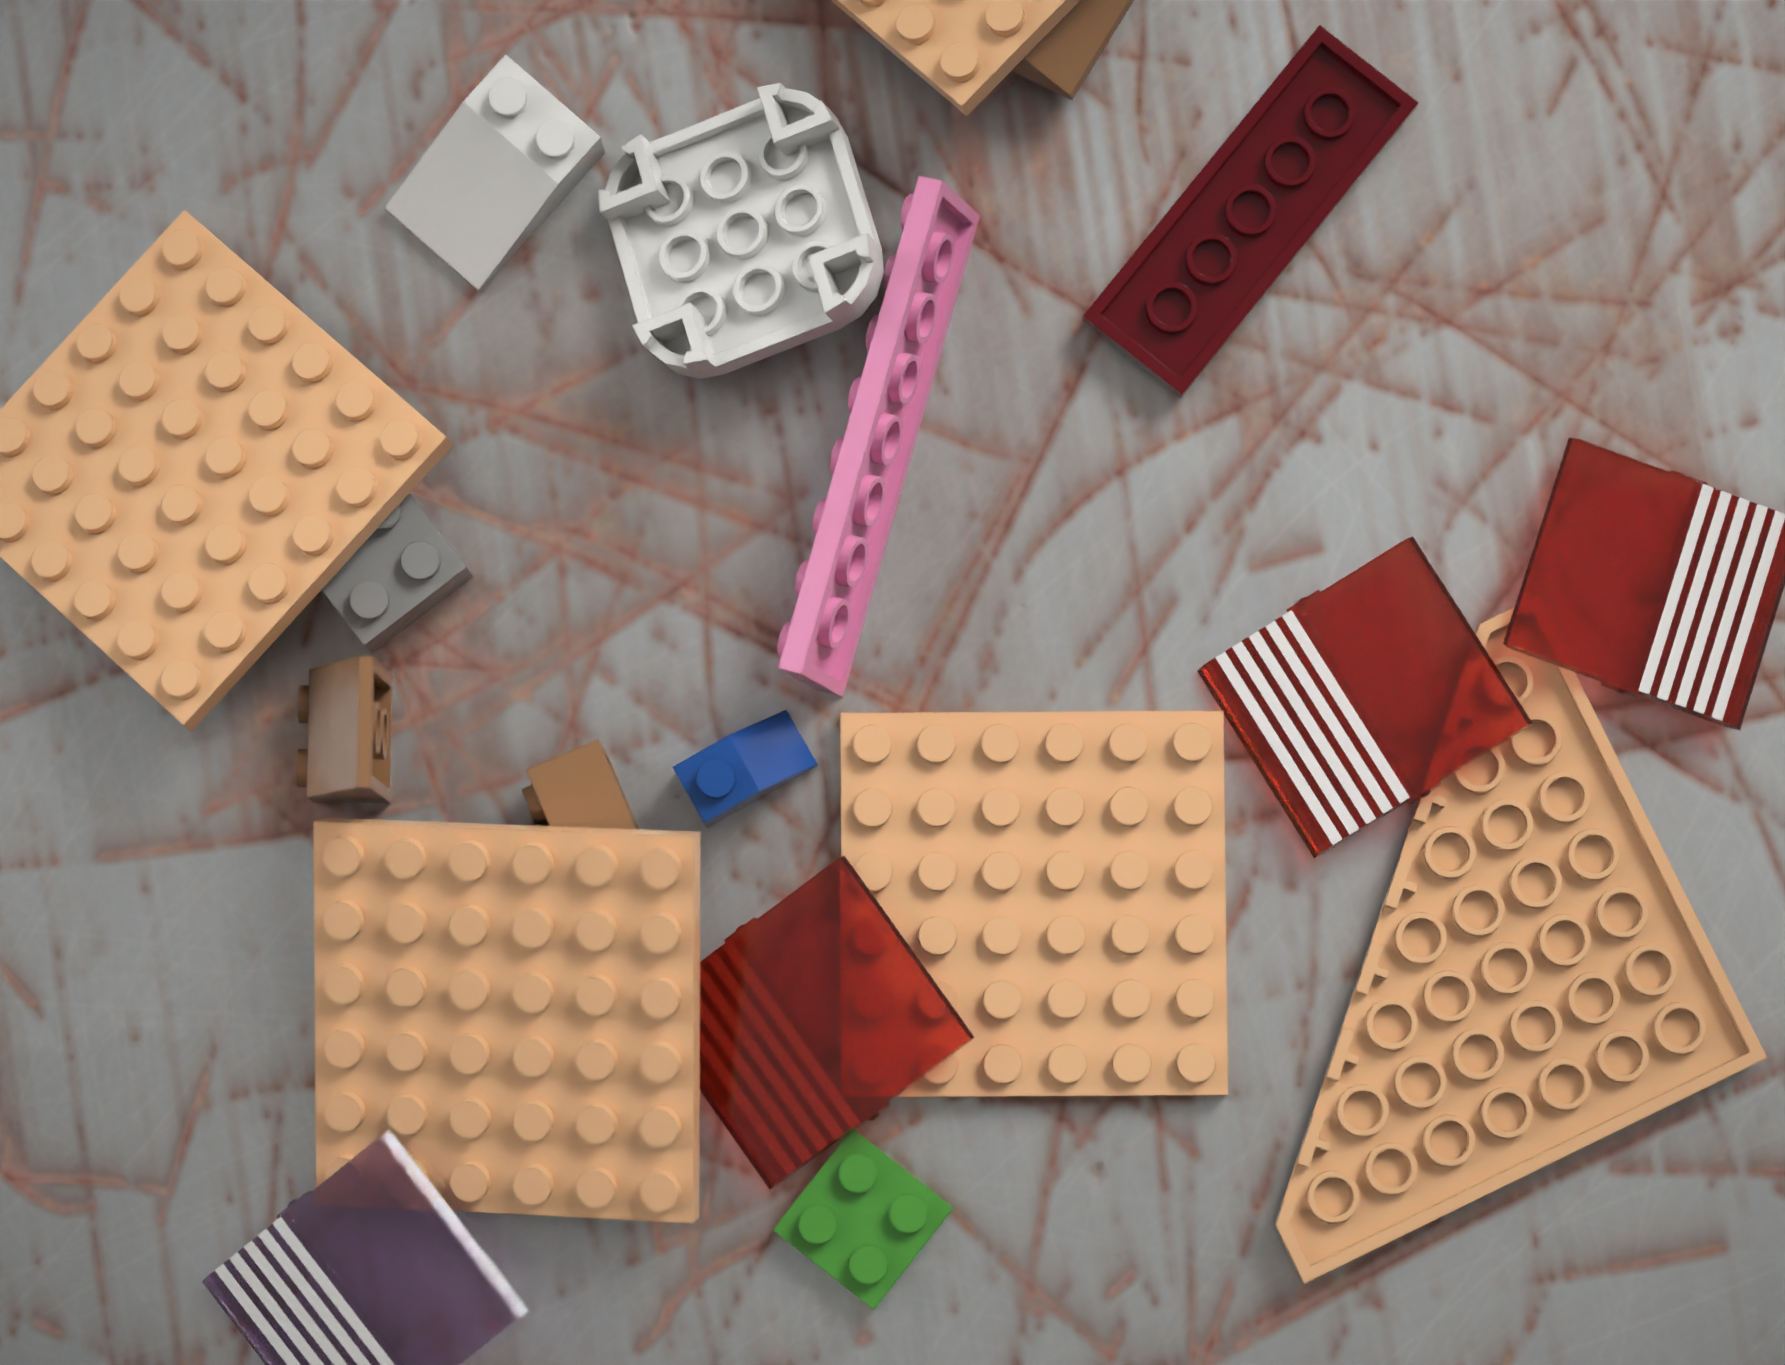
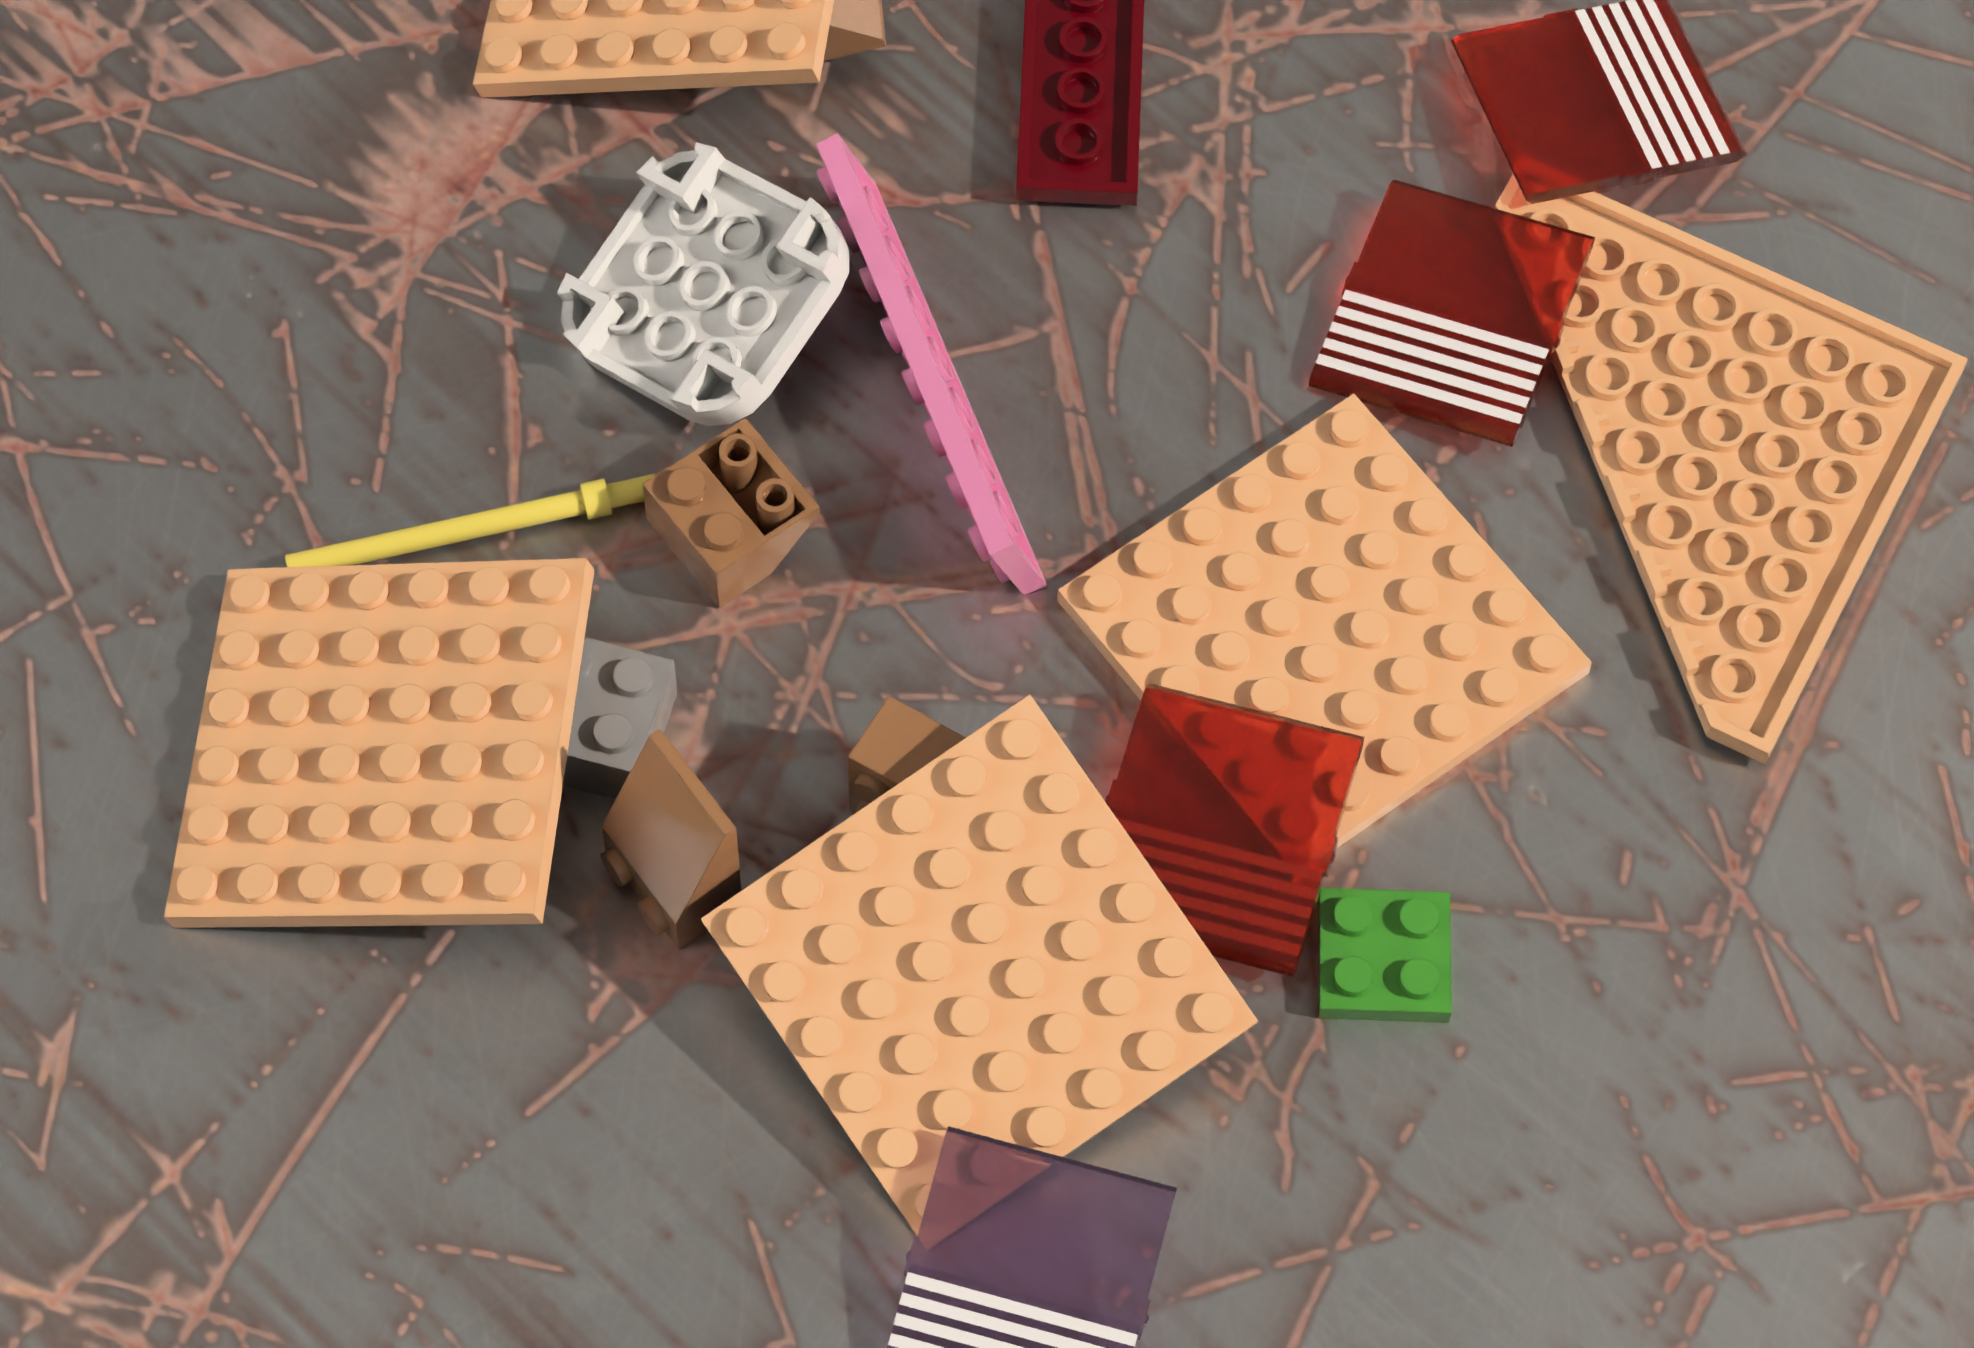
camera: 40 degrees left, 20 degrees down
(495, 173) = (467, 379): white slope -> none
(523, 353) = (593, 499): none -> light yellow bar
(619, 453) = (729, 511): none -> medium nougat slope
(744, 767) = (1010, 668): blue slope -> none

